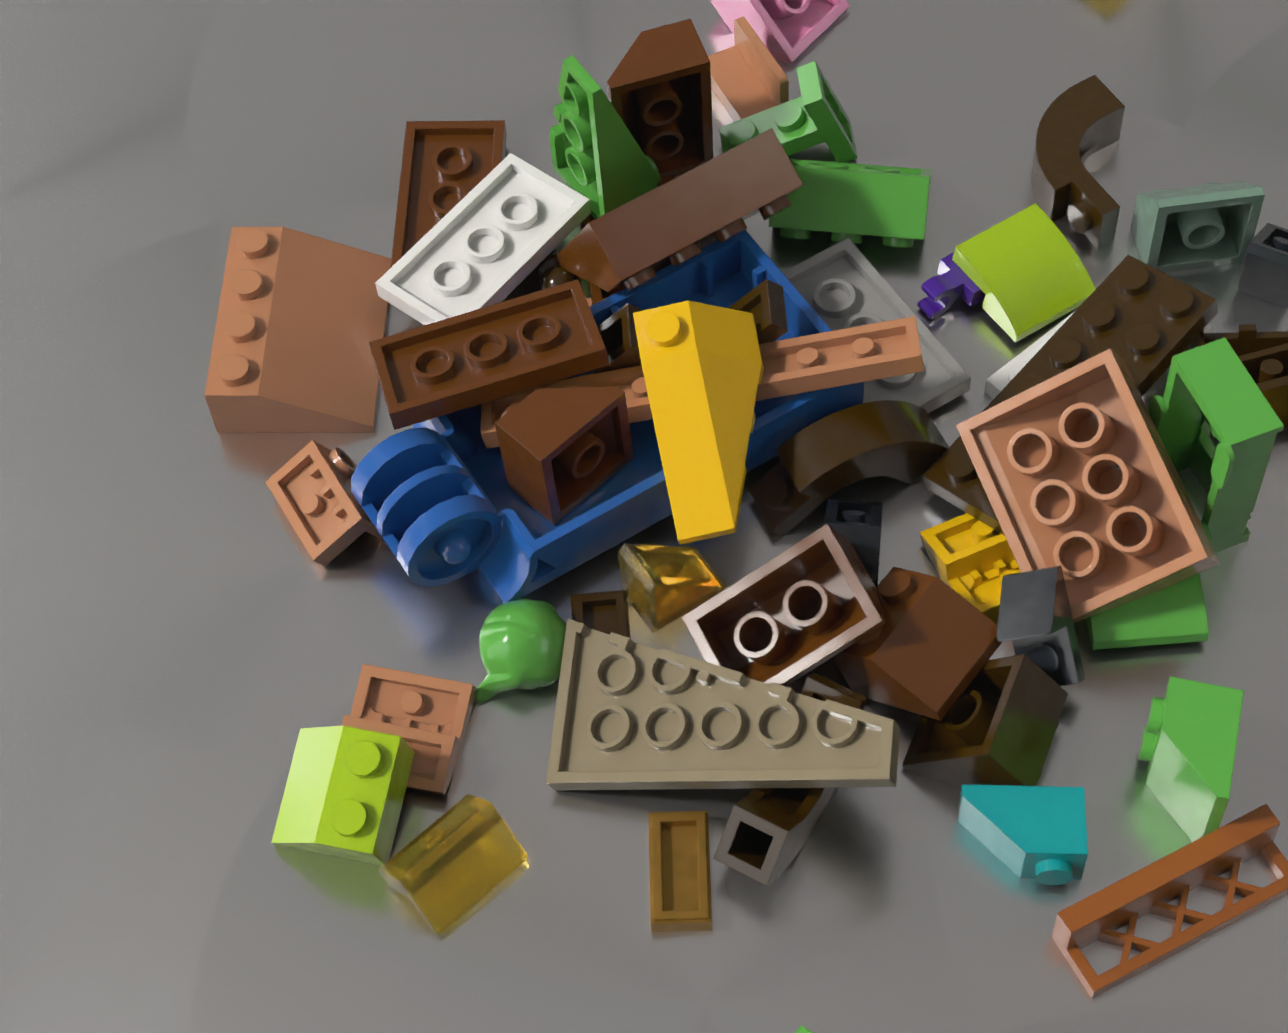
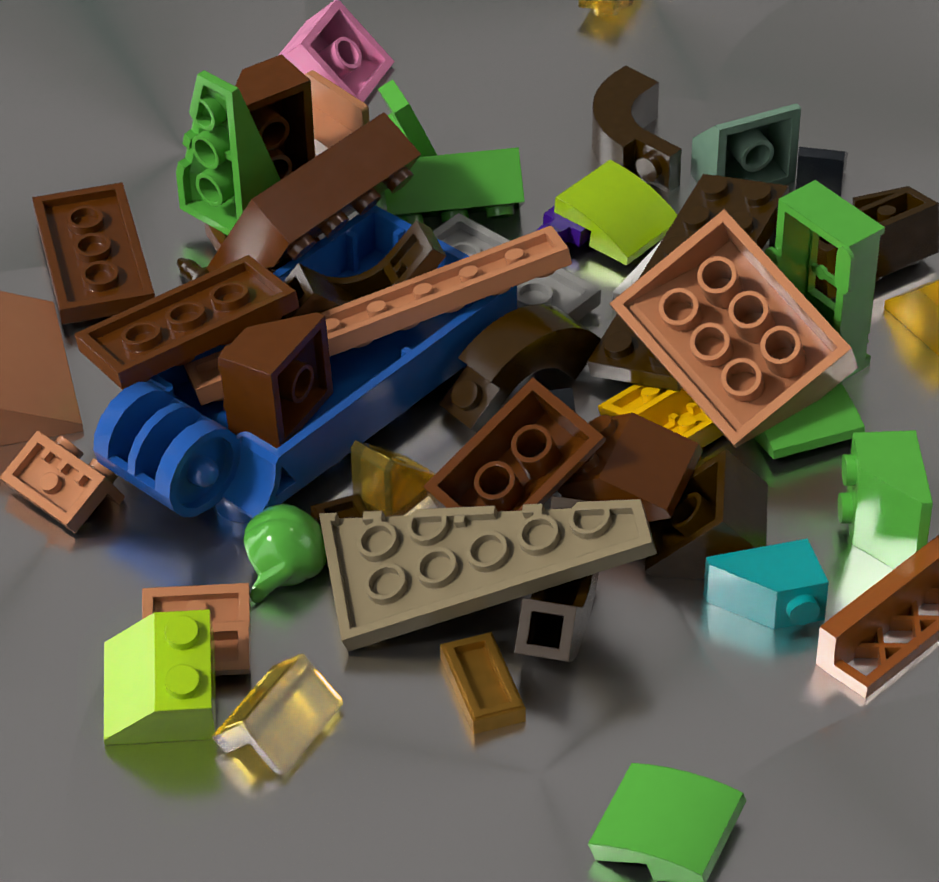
camera: 20 degrees left, 15 degrees down
(484, 244) = (144, 257): white plate -> none
(702, 394) = (393, 320): yellow wedge -> none
(1040, 622) = (722, 424): black slope -> none

